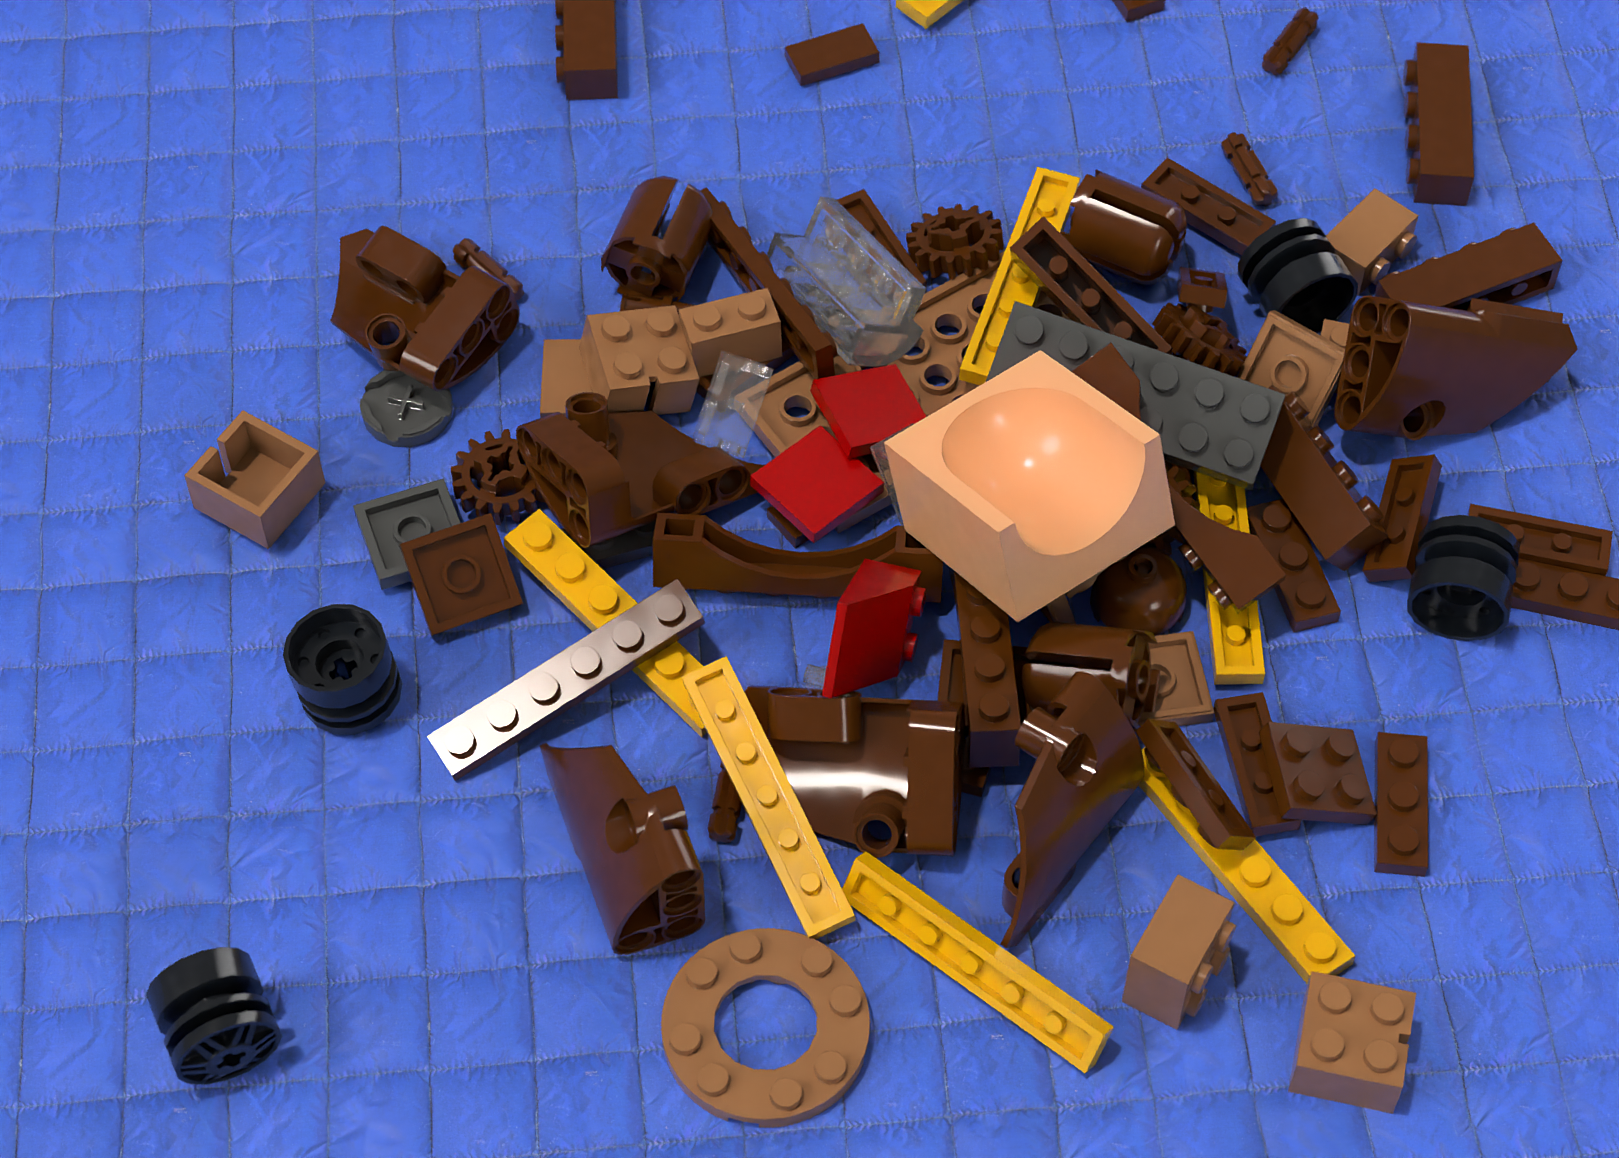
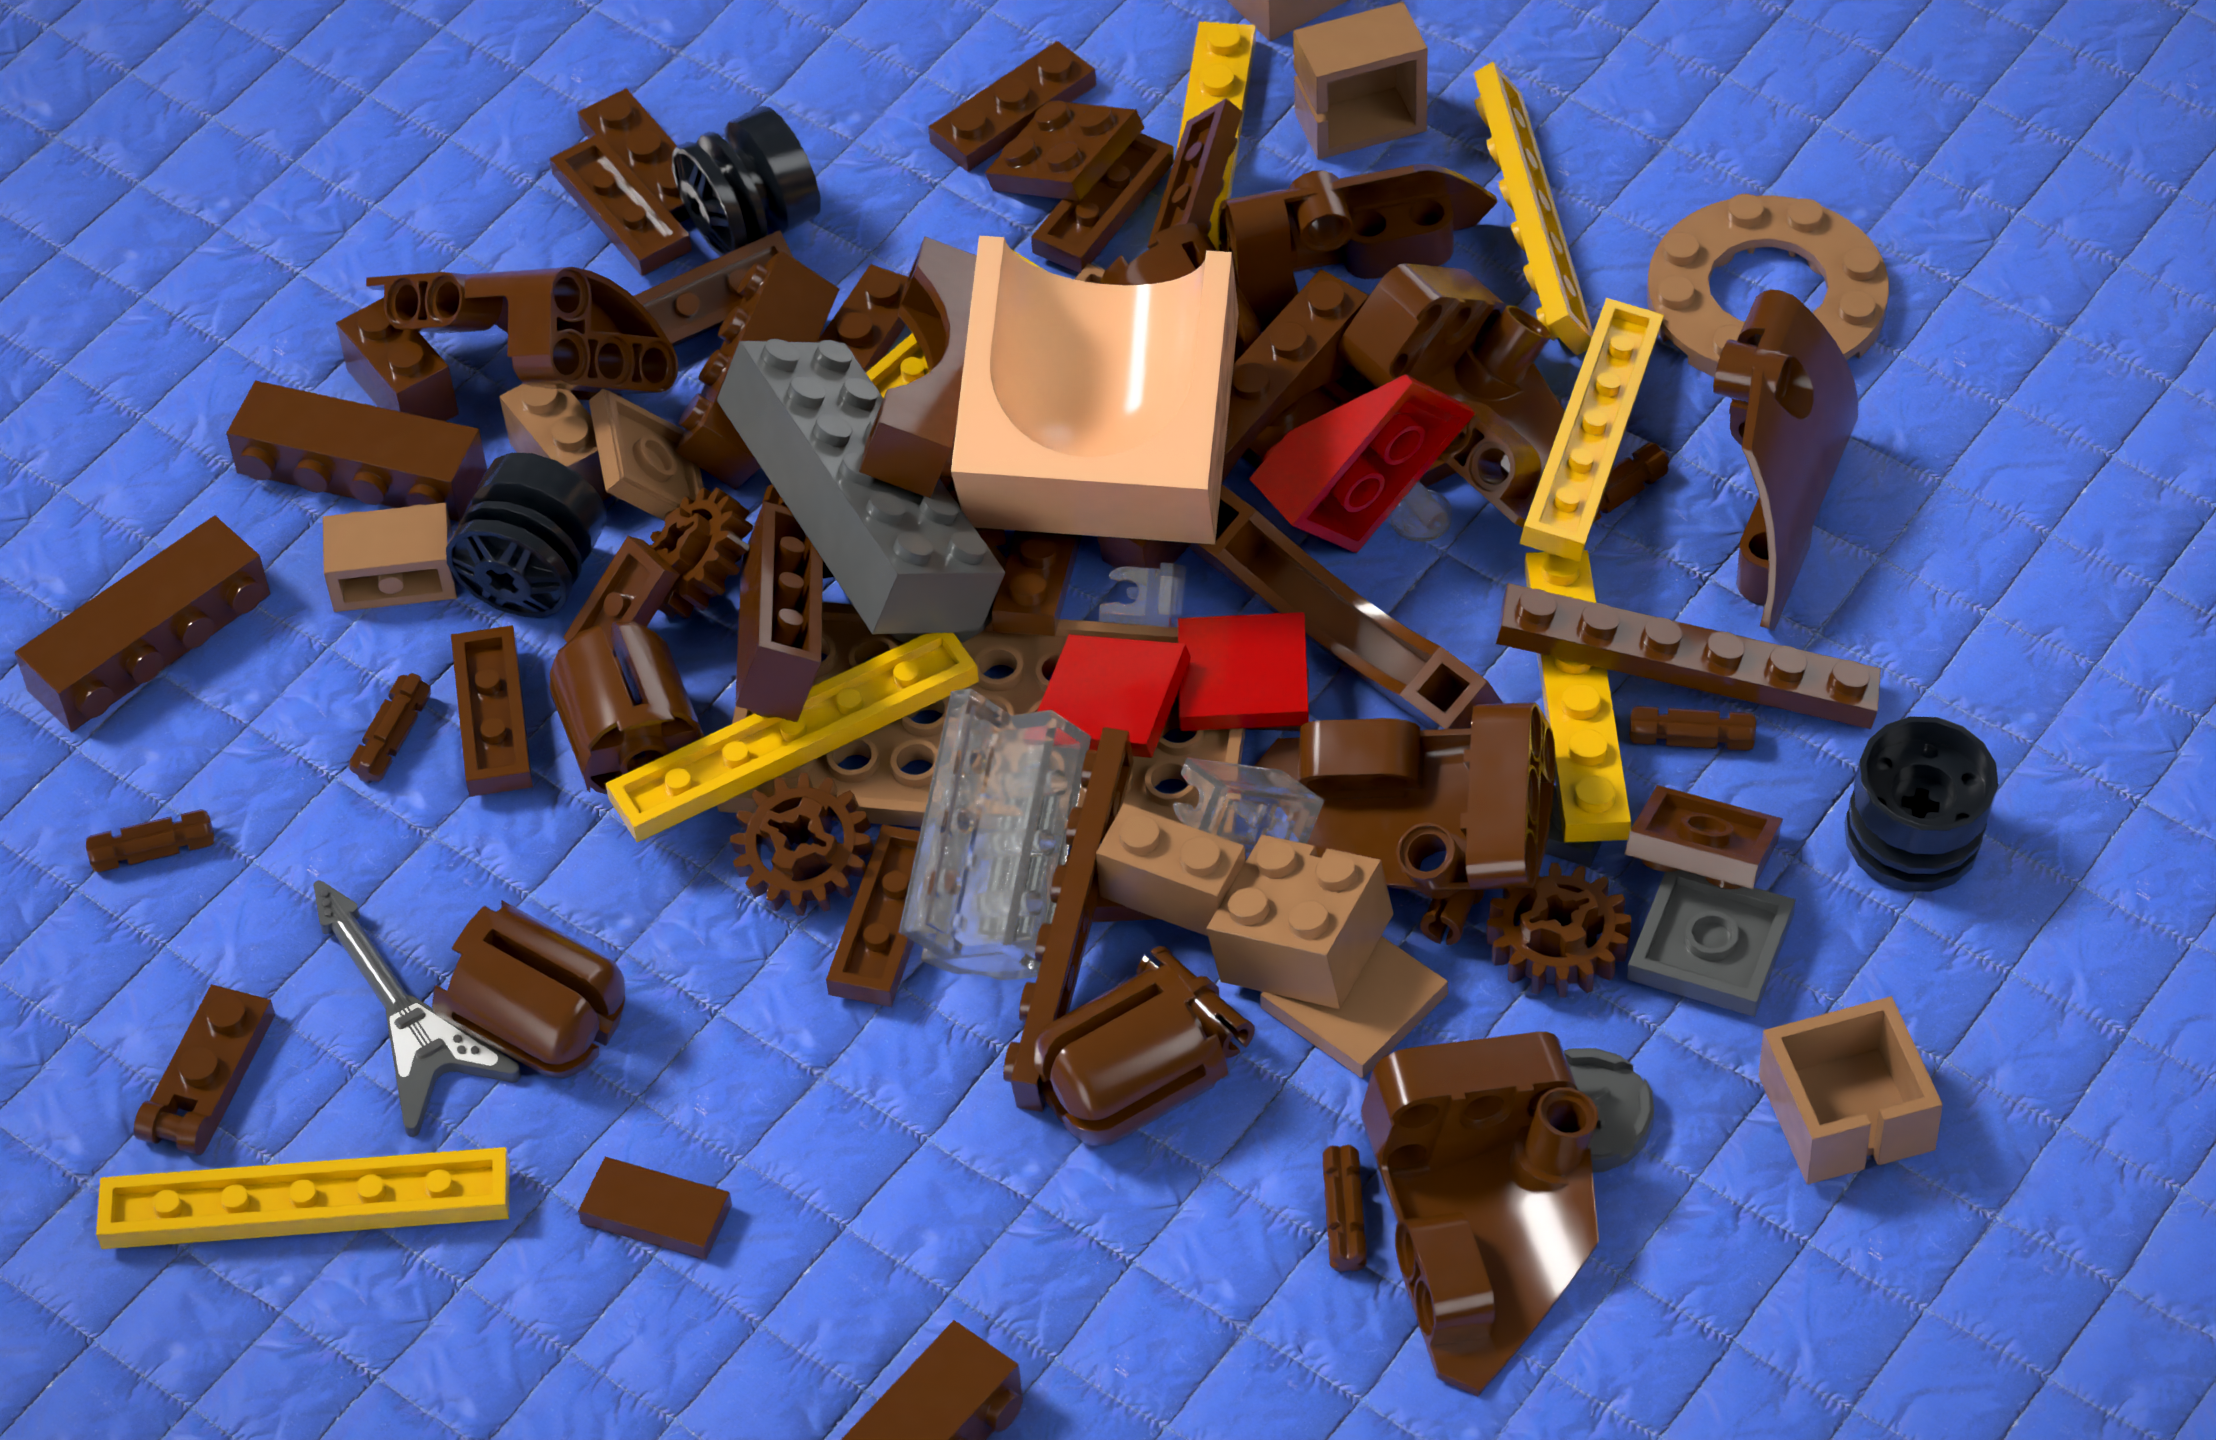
camera: 135 degrees left, 5 degrees down
(532, 658) = (1692, 728): none -> reddish brown axle
(995, 77) = (532, 992): none -> reddish brown cylinder
(1036, 51) = (419, 1040): none -> piece

